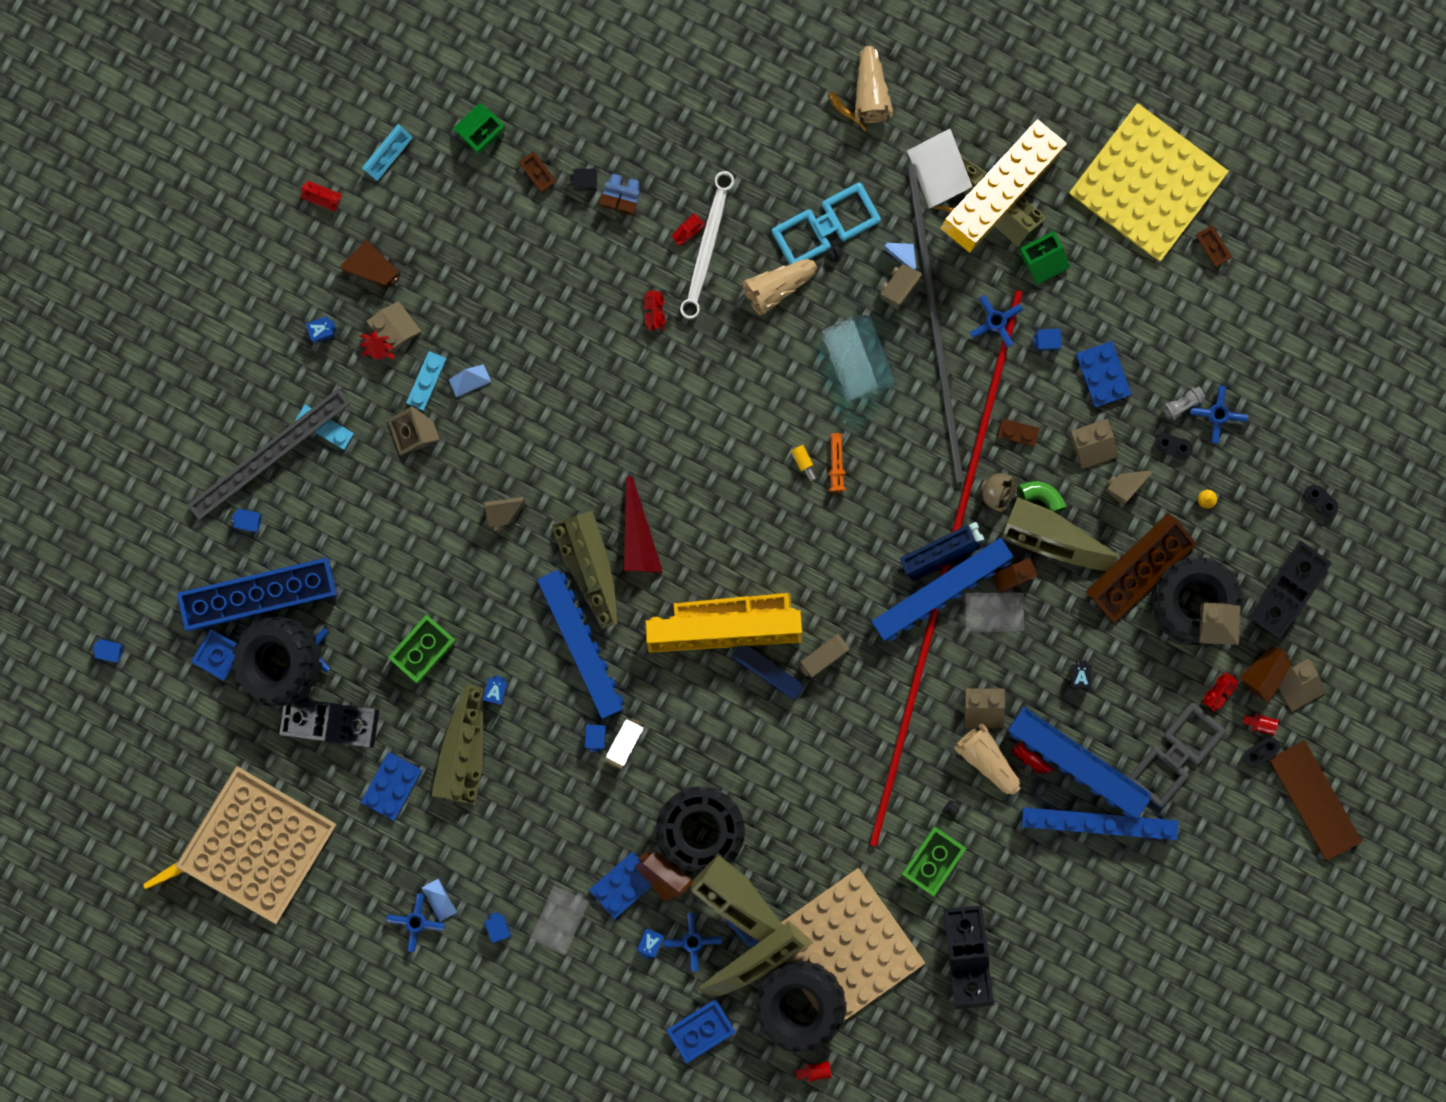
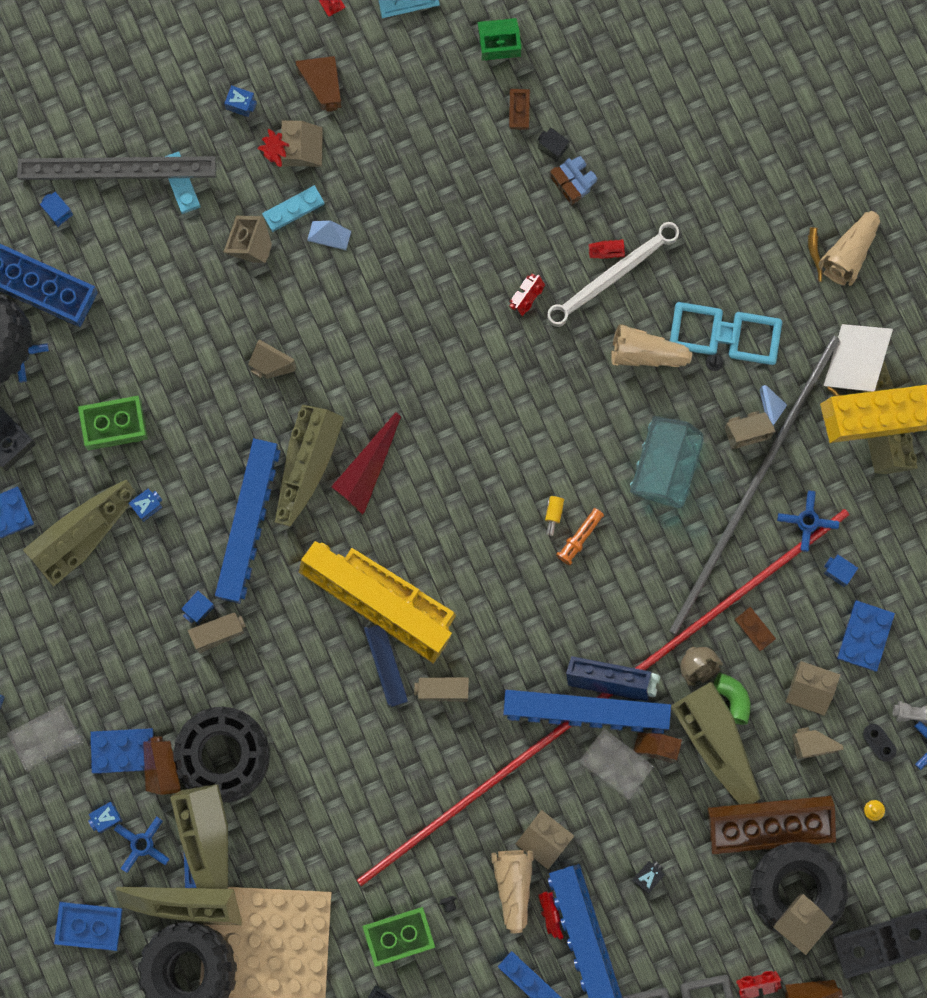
camera: 30 degrees right, 5 degrees down
(1044, 257) = (890, 499): green slope -> none

